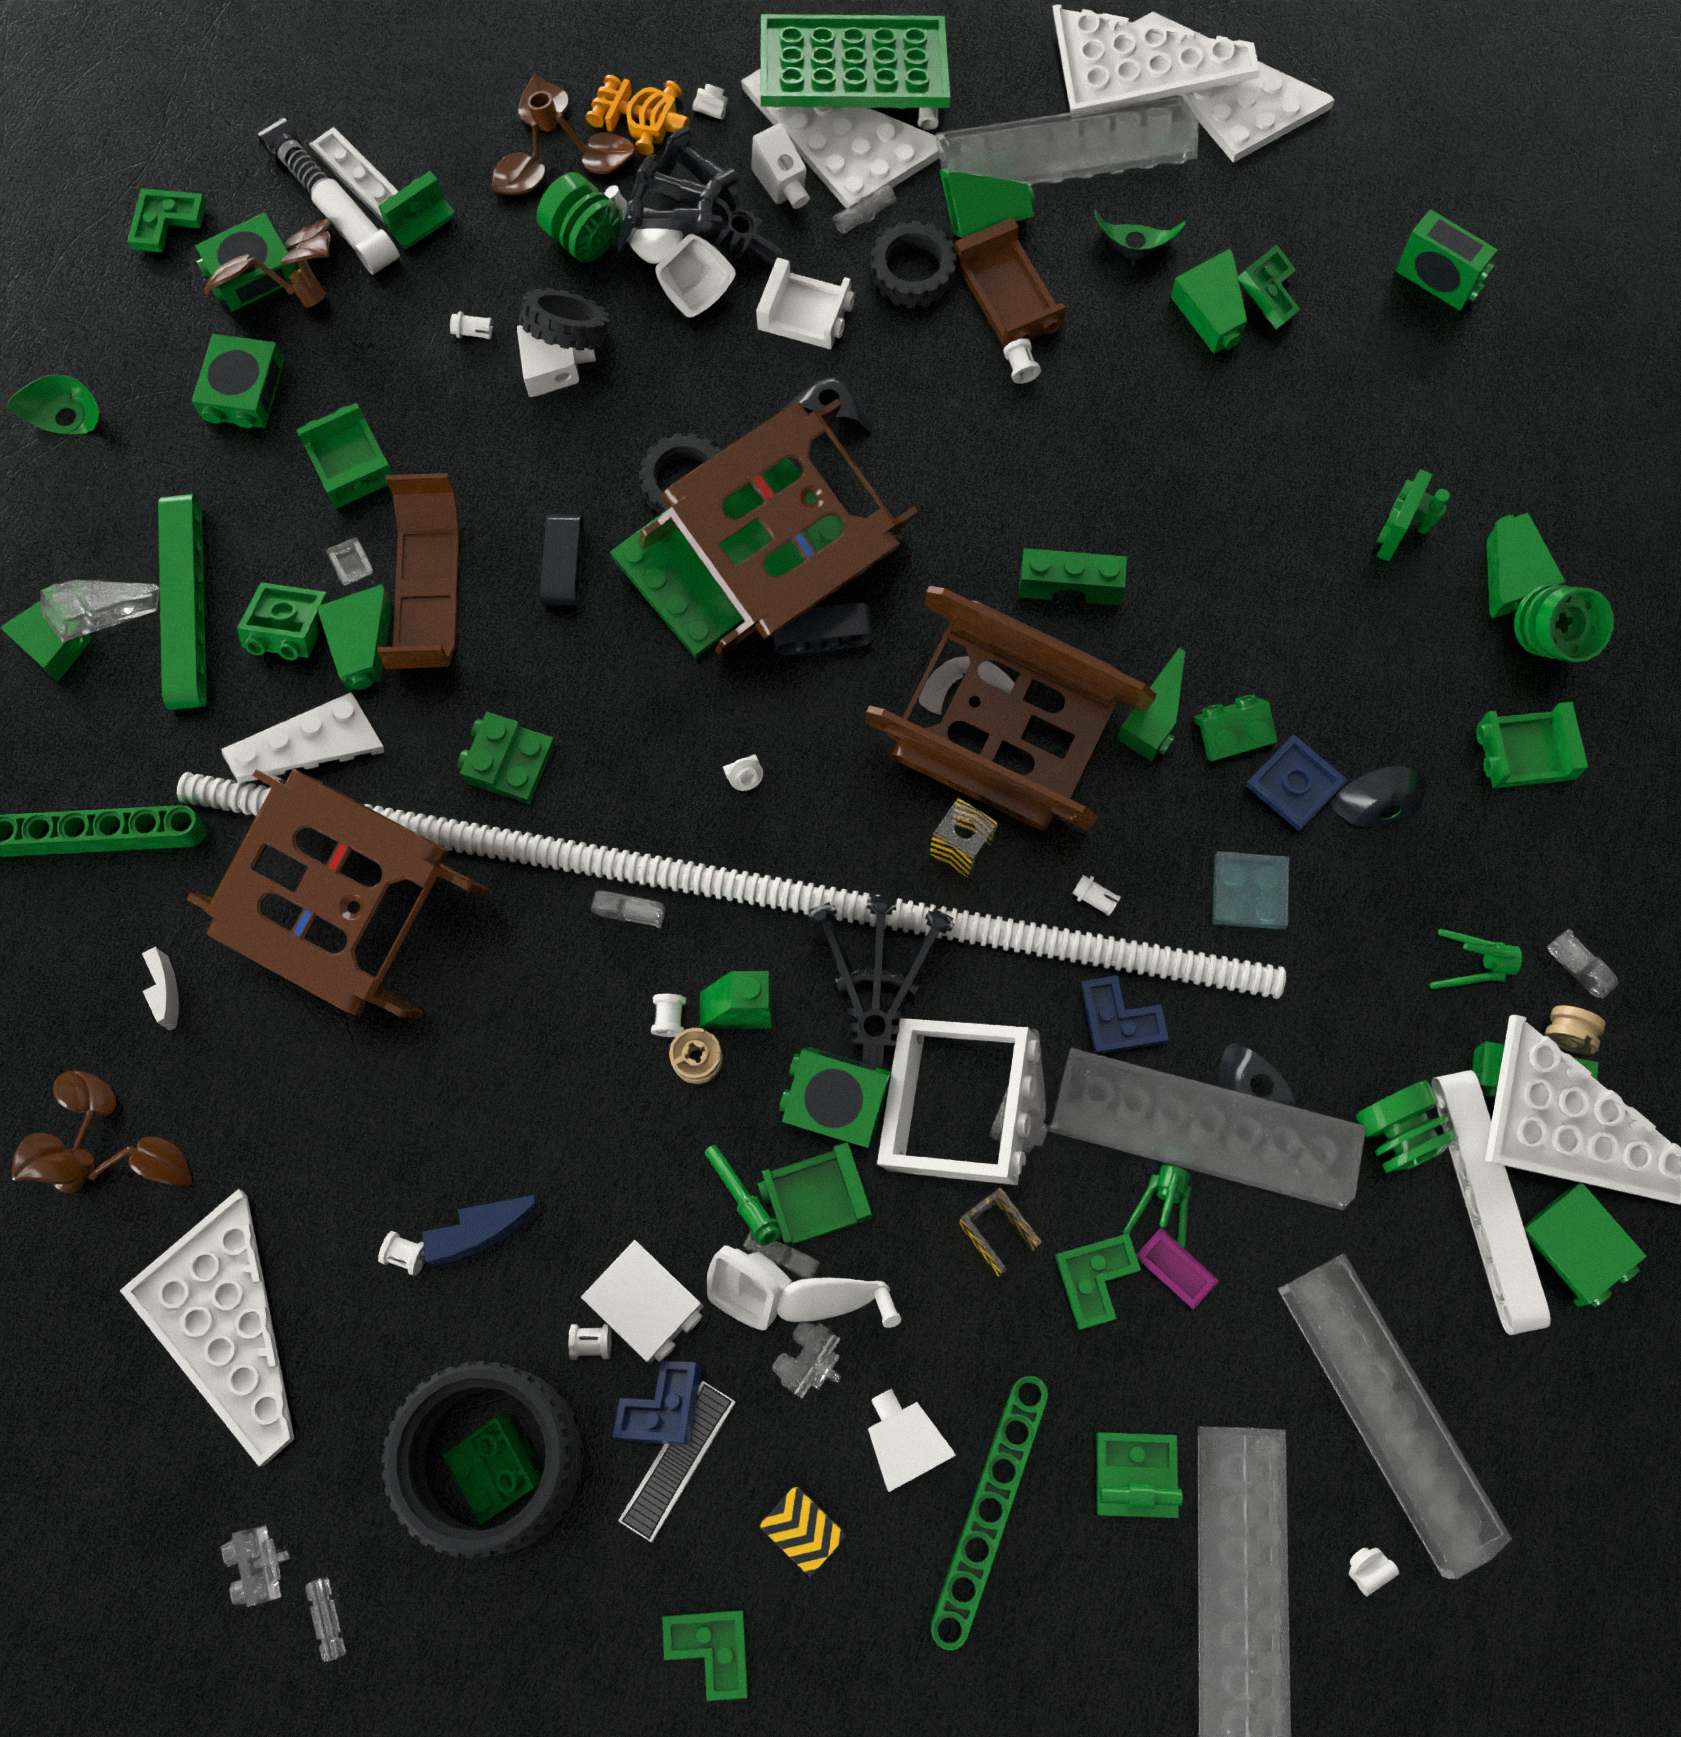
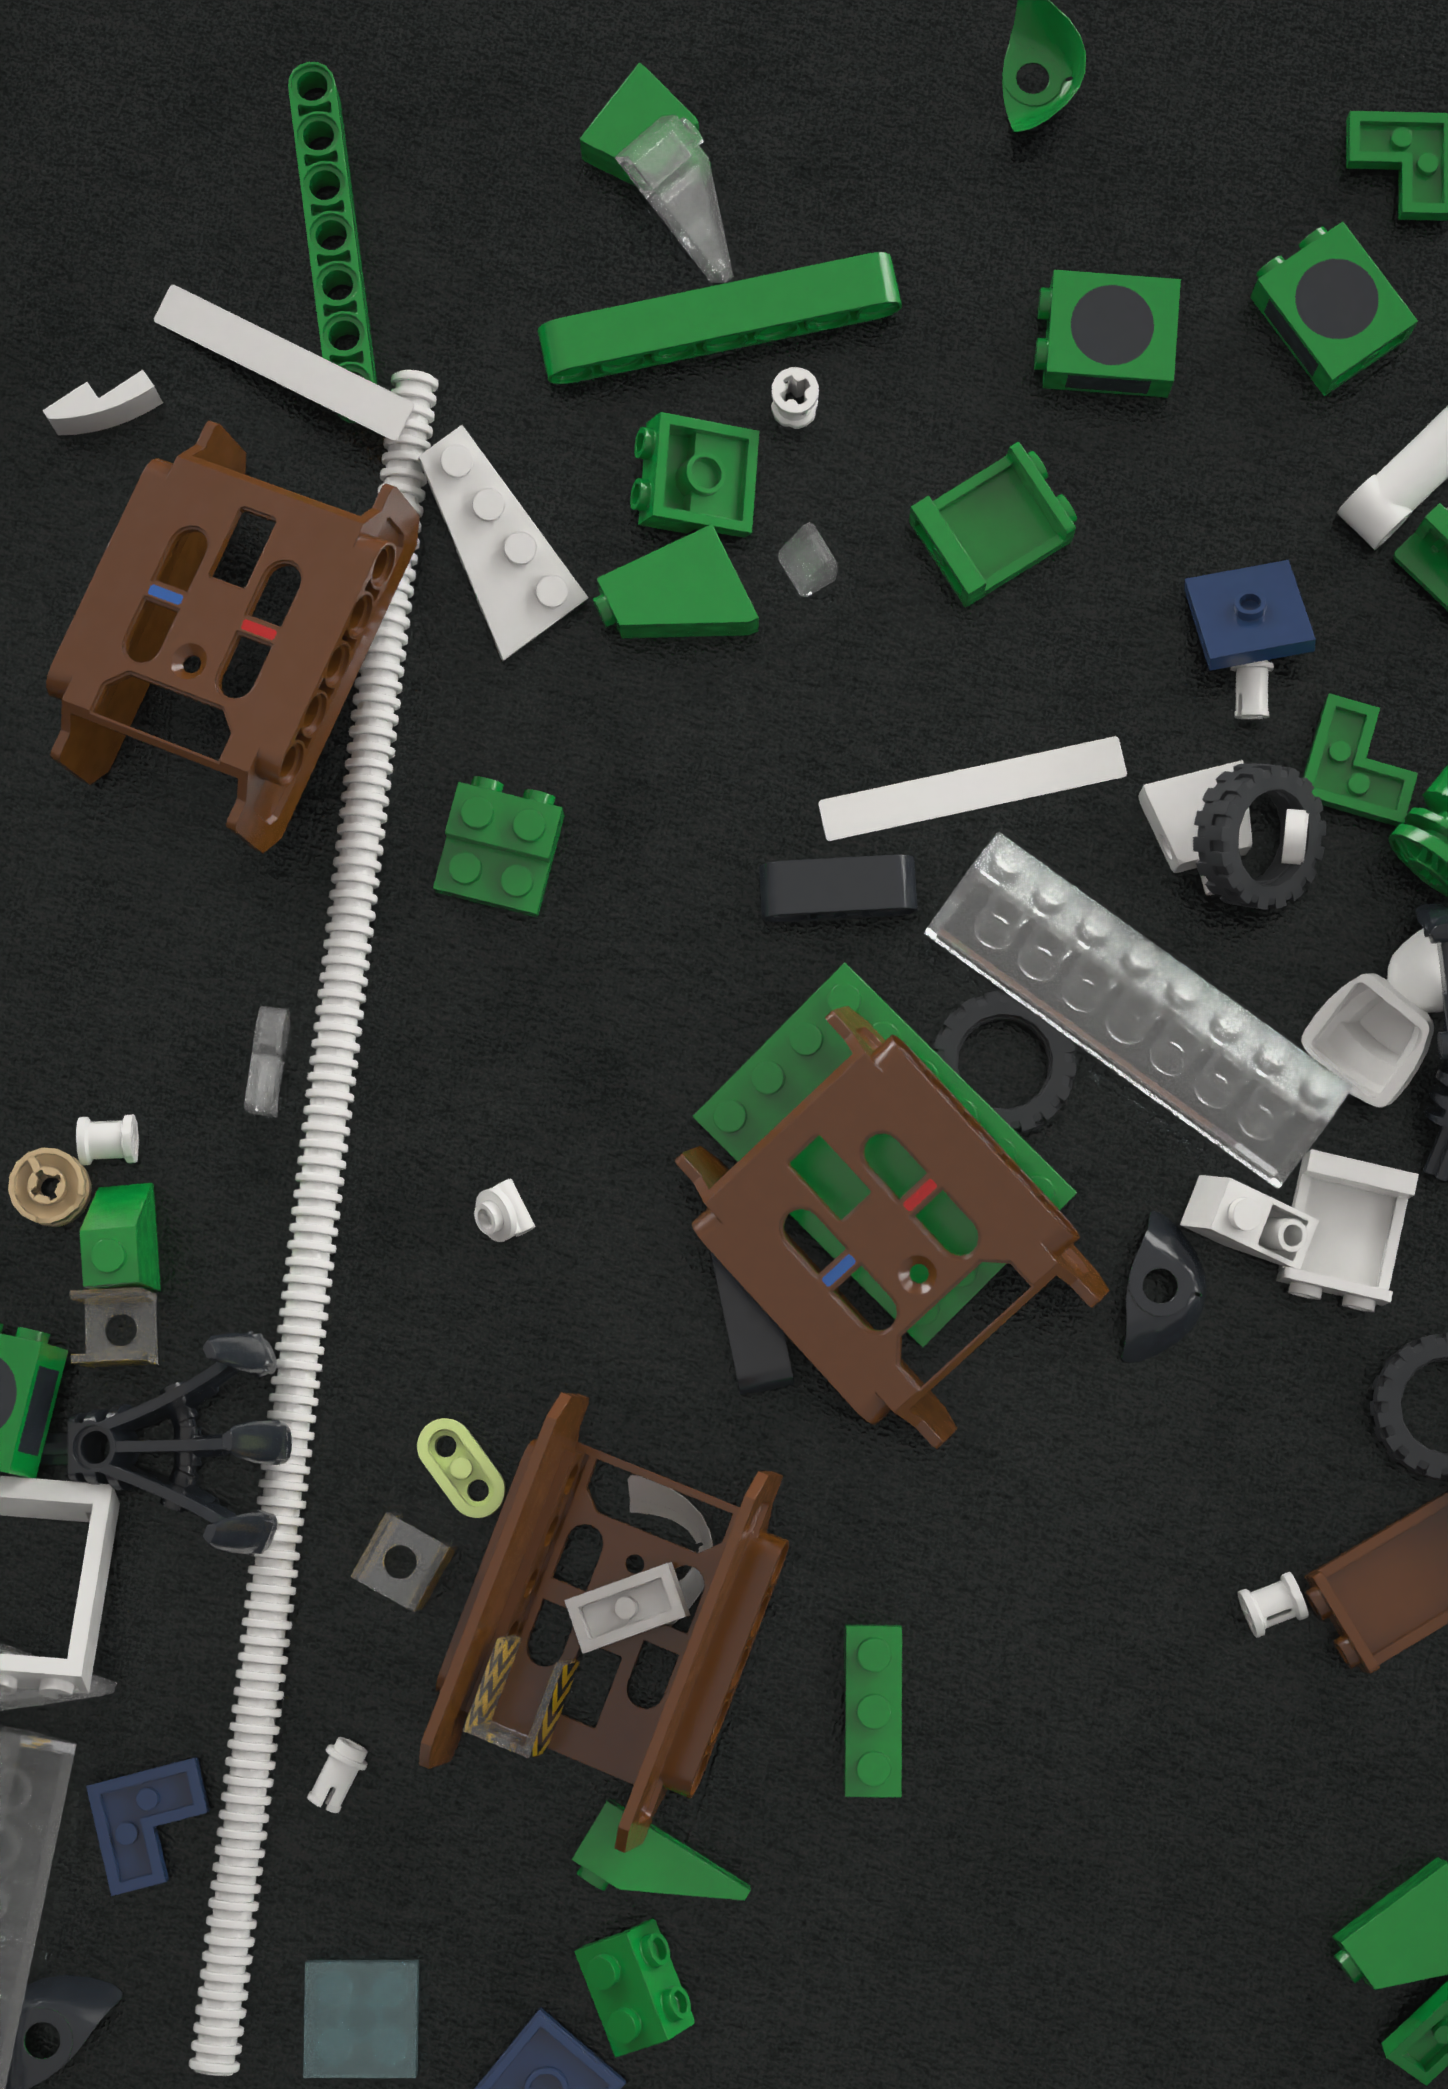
camera: 85 degrees right, 10 degrees up
(155, 865) = (284, 362): none -> white sticker
(243, 560) = (800, 383): none -> white bush
(309, 244) = (1302, 407): reddish brown plant -> none
(424, 572) = (780, 681): reddish brown windscreen -> none
(428, 320) = (1249, 615): none -> dark blue plate
(510, 487) = (972, 788): none -> white sticker
(540, 273) = (1344, 774): none -> green plate
(567, 296) = (1295, 836): none -> white tile
(658, 396) = (1138, 1010): none -> clear slope
(780, 1007) = (100, 1308): none -> clear piece
(794, 352) = (1249, 1221): none -> white slope
(904, 807) = (462, 1468): none -> yellowish green plate
(1002, 702) = (627, 1607): none -> white plate
(1065, 754) = (489, 1693): none -> clear piece

